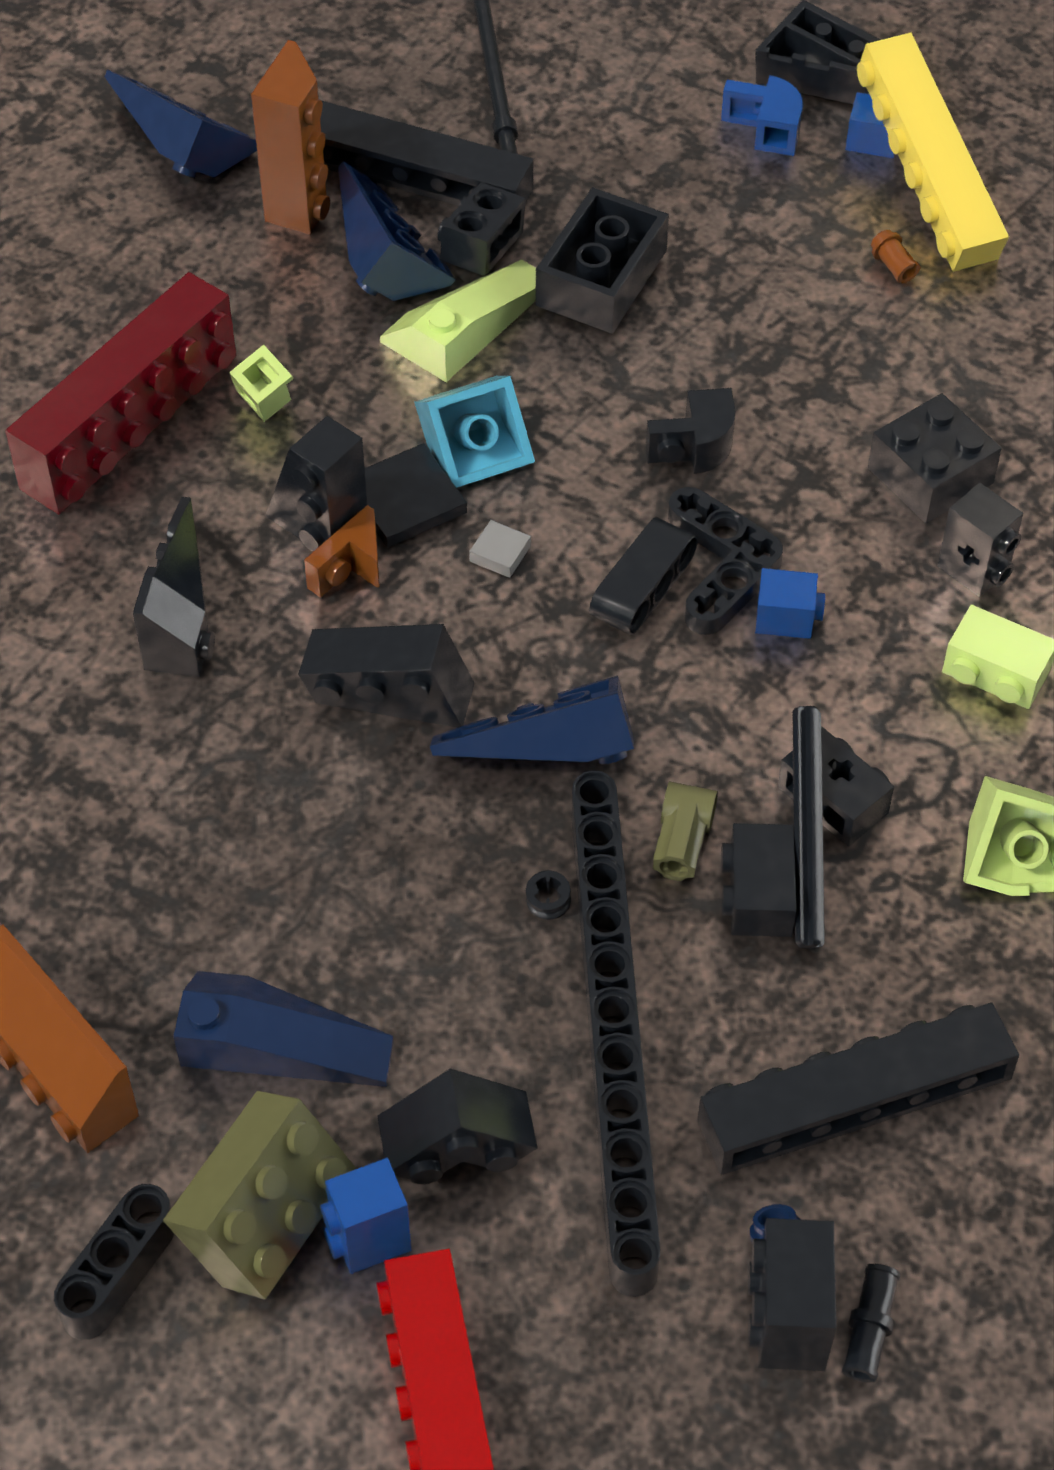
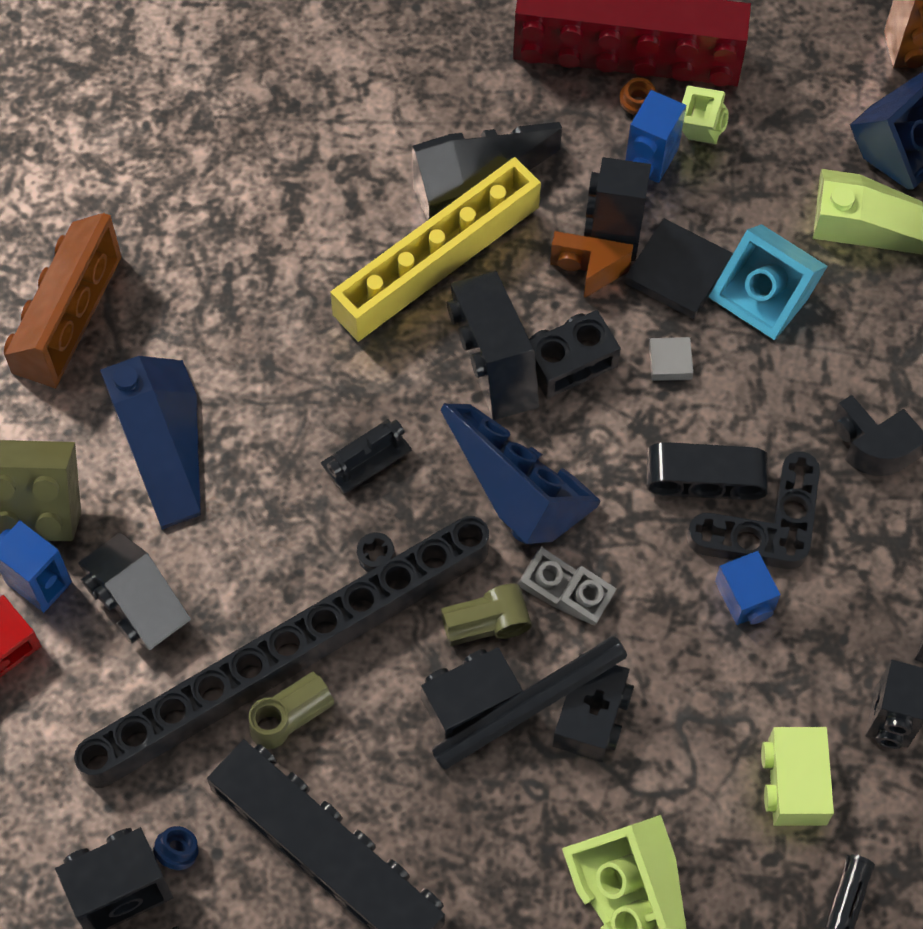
camera: 60 degrees right, 10 degrees up
(191, 430) = (635, 88): none -> dark orange plate
(247, 673) = (435, 249): none -> light yellow brick
(258, 428) = (656, 133): none -> blue brick
(432, 848) = (367, 455): none -> black hinge
(447, 599) = (577, 361): none -> black brick
(682, 1050) = (291, 707): none -> olive piece
(695, 749) = (565, 588): none -> light grey slope

